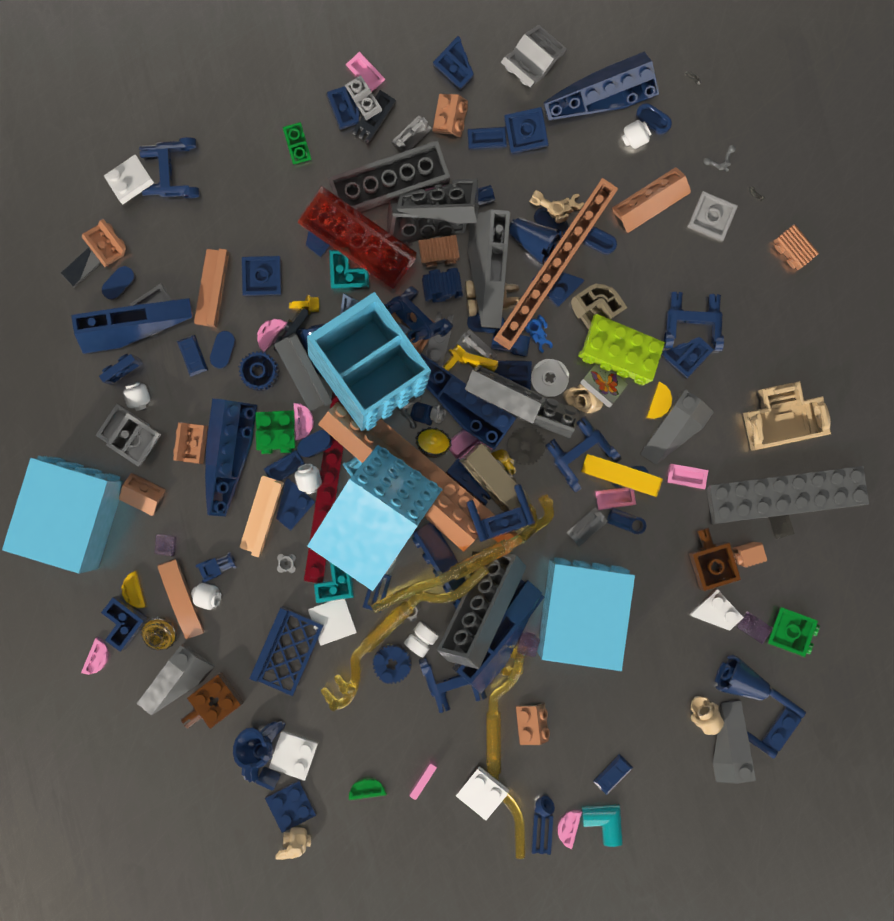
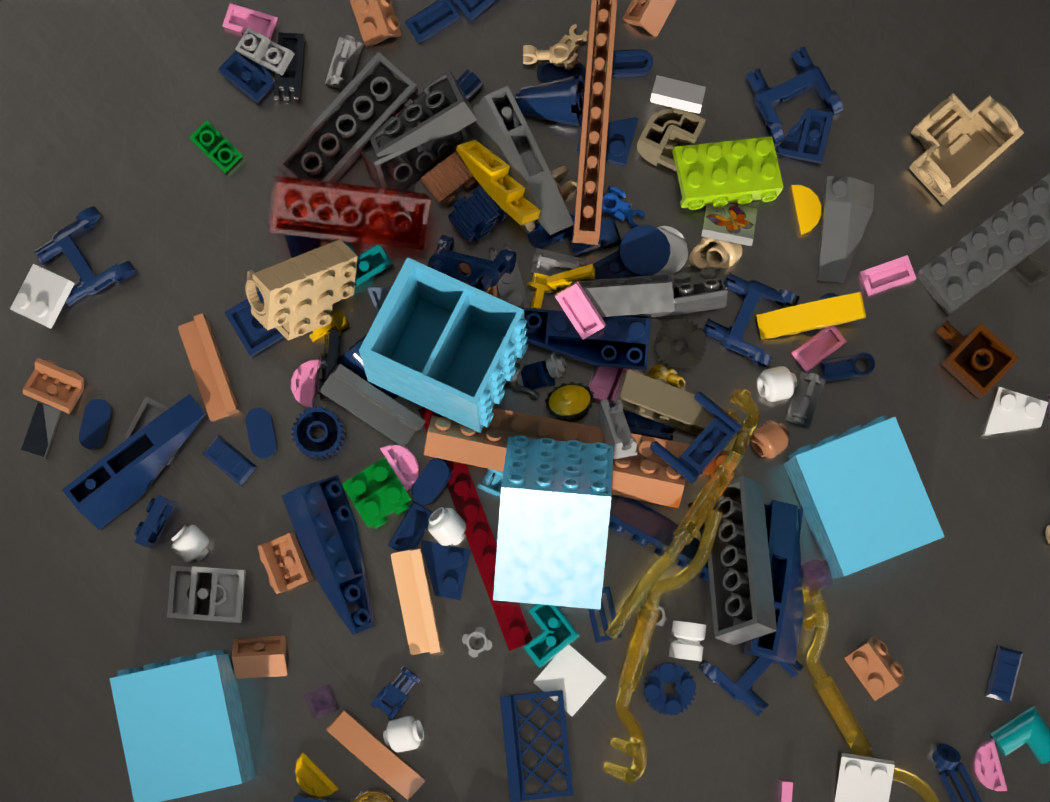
camera: 20 degrees left, 5 degrees down
(298, 272) = (303, 289): none -> tan piece
(451, 479) = (616, 430): none -> light grey hinge
(466, 267) = (494, 178): none -> yellow slope
(472, 387) = (580, 310): none -> bright pink tile
(538, 371) = (644, 250): none -> dark blue tile
(549, 540) = (770, 439): none -> nougat head
(574, 506) = (776, 384): none -> white head
(618, 279) = (678, 94): none -> white tile
(749, 554) = (1013, 323): nougat brick -> none

